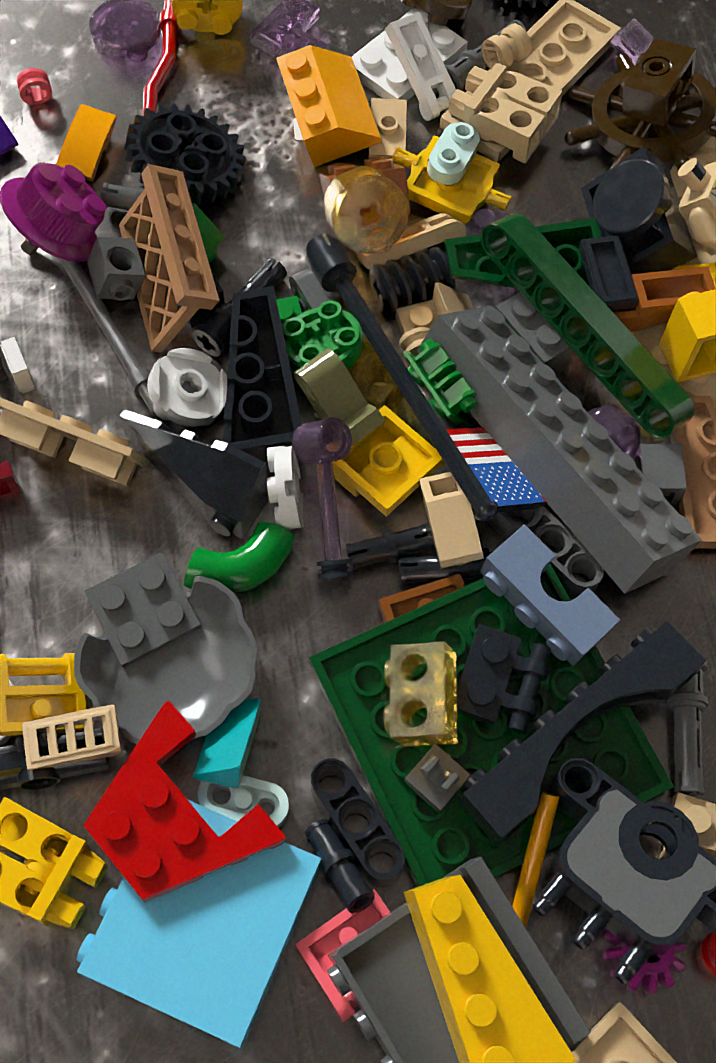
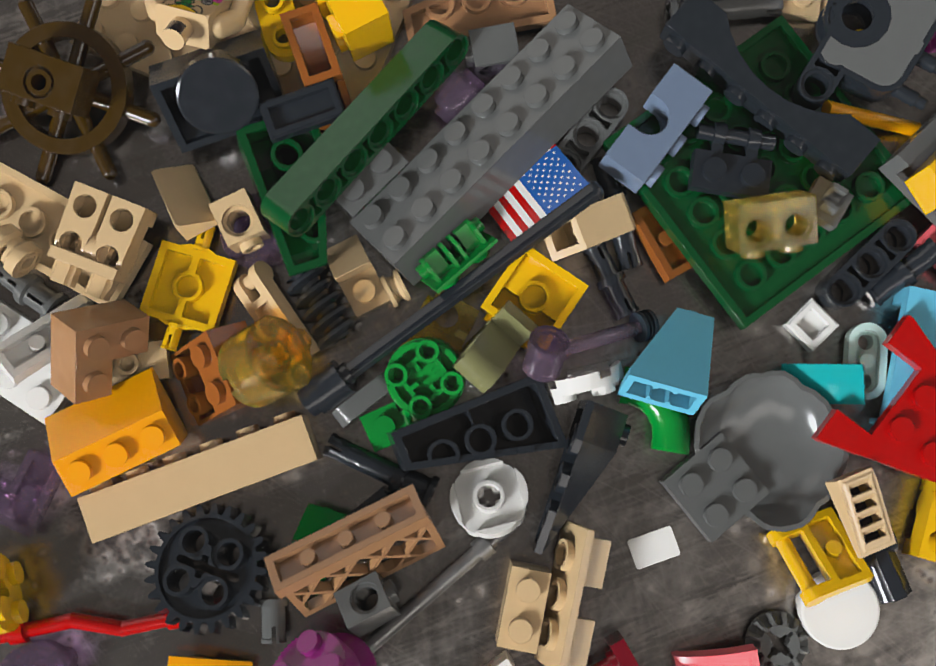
camera: 95 degrees left, 20 degrees up
(74, 394) = (523, 606): none -> tan brick
(95, 543) = (653, 547): none -> white sticker
(271, 165) = (200, 477): none -> tan brick
(288, 573) = (674, 365): none -> medium azure slope
(298, 752) = (810, 325): none -> white tile
(416, 92) = (88, 342): none -> medium nougat brick
(453, 153) = (161, 287): light aqua plate -> none
(503, 203) = (230, 209): none -> tan brick
(535, 184) = (185, 199): none -> tan slope

